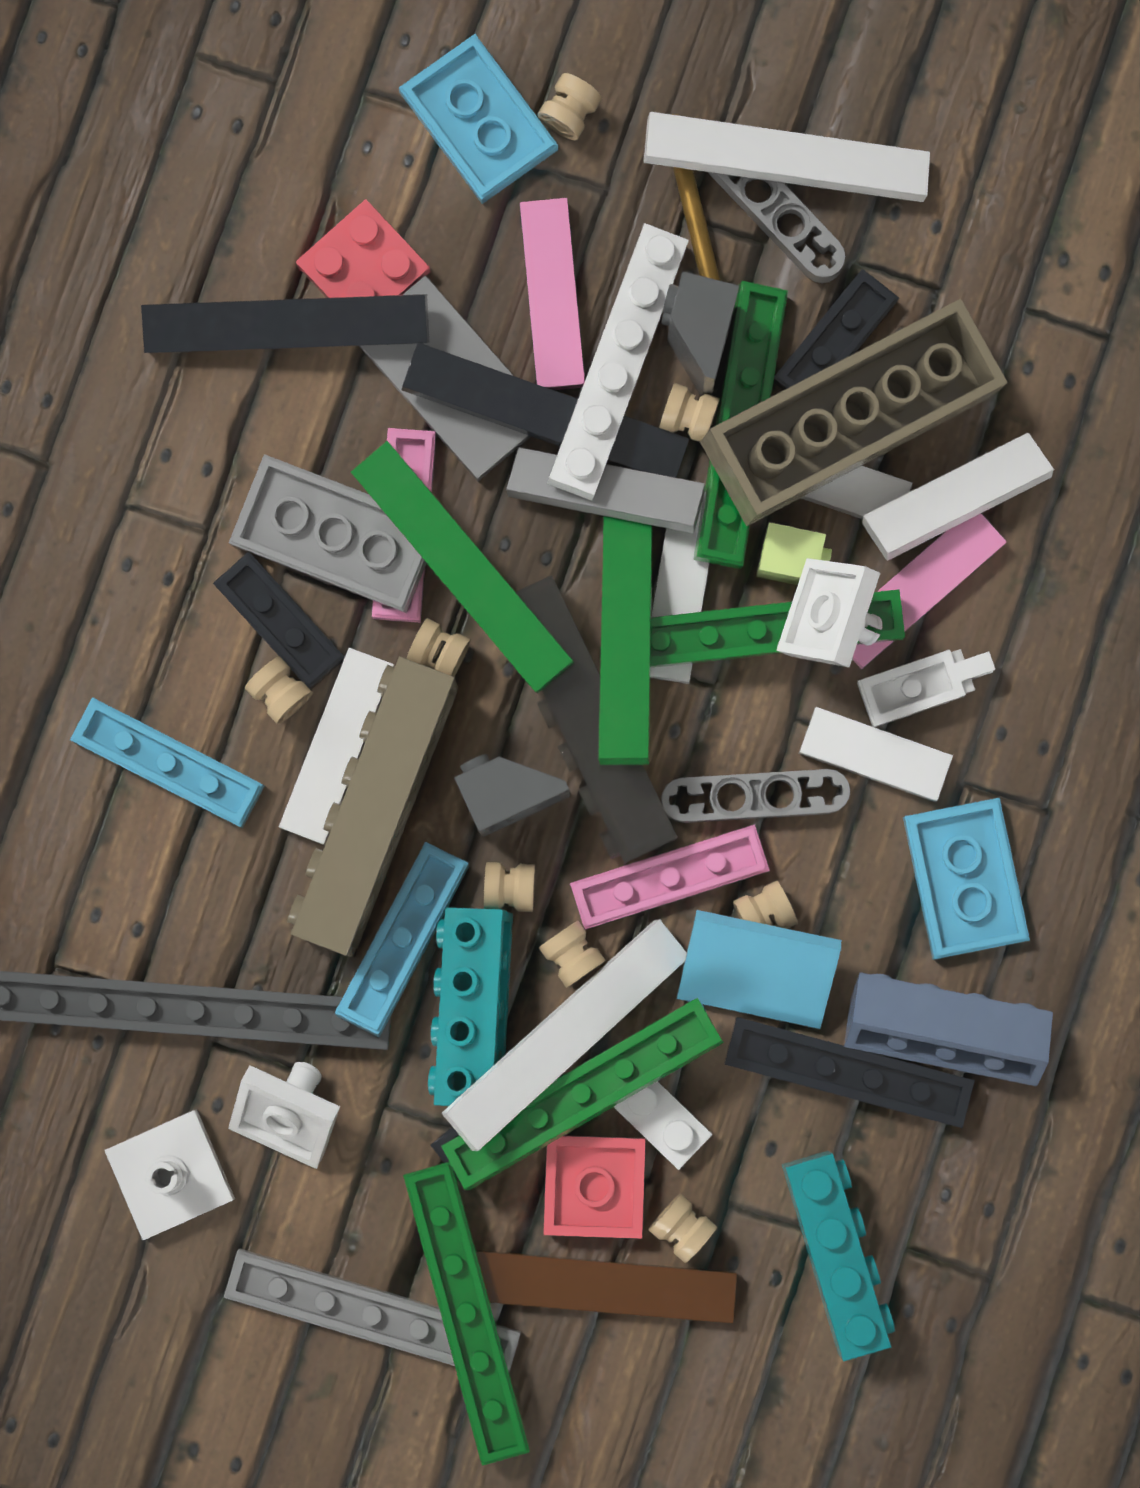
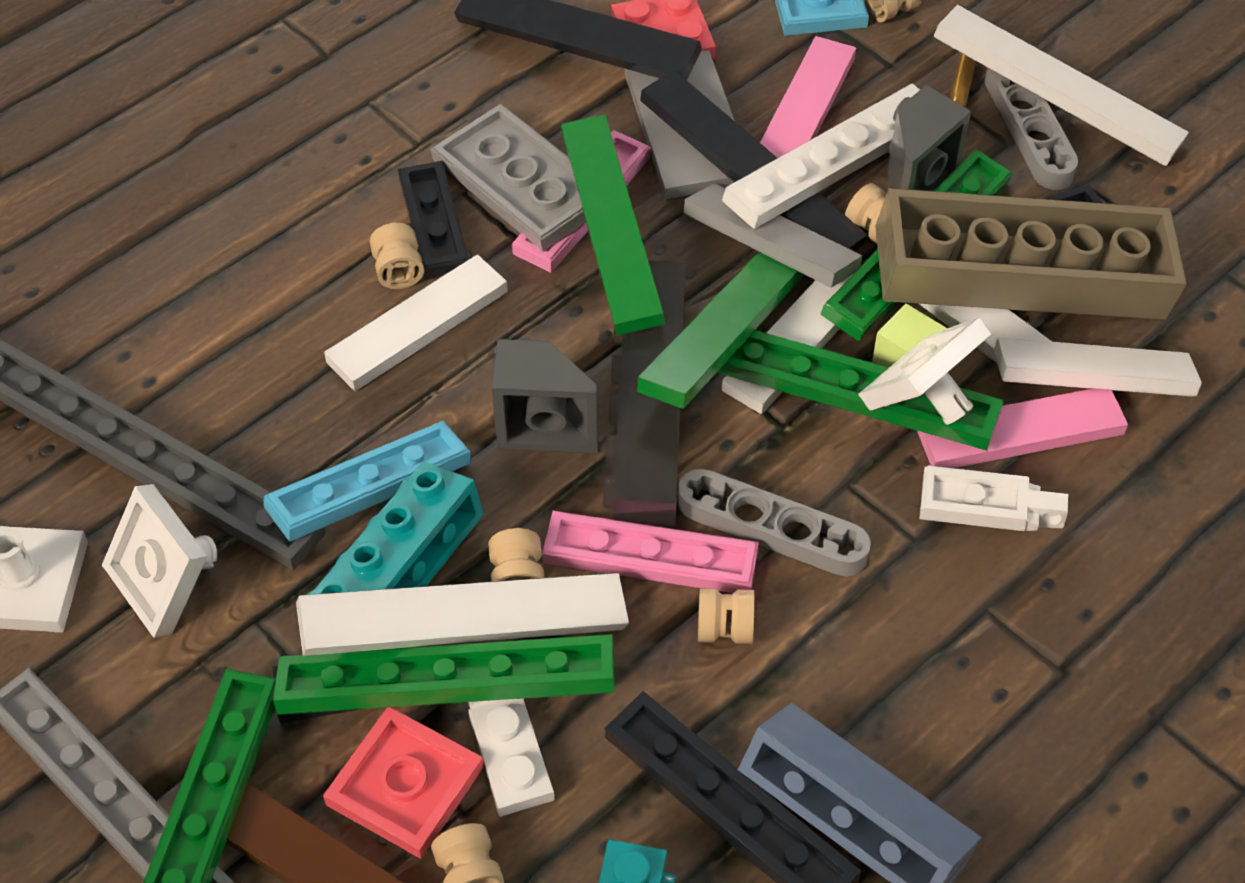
camera: 25 degrees right, 30 degrees down
(167, 762) = (269, 275): medium azure tile -> none
(375, 806) = (411, 359): dark tan brick -> none
(429, 644) = (556, 290): tan wheel -> none
(509, 887) = (497, 485): tan wheel -> none
(759, 969) = (692, 656): medium azure tile -> none
(875, 754) = (912, 541): white tile -> none
(966, 878) = (948, 690): medium azure tile -> none

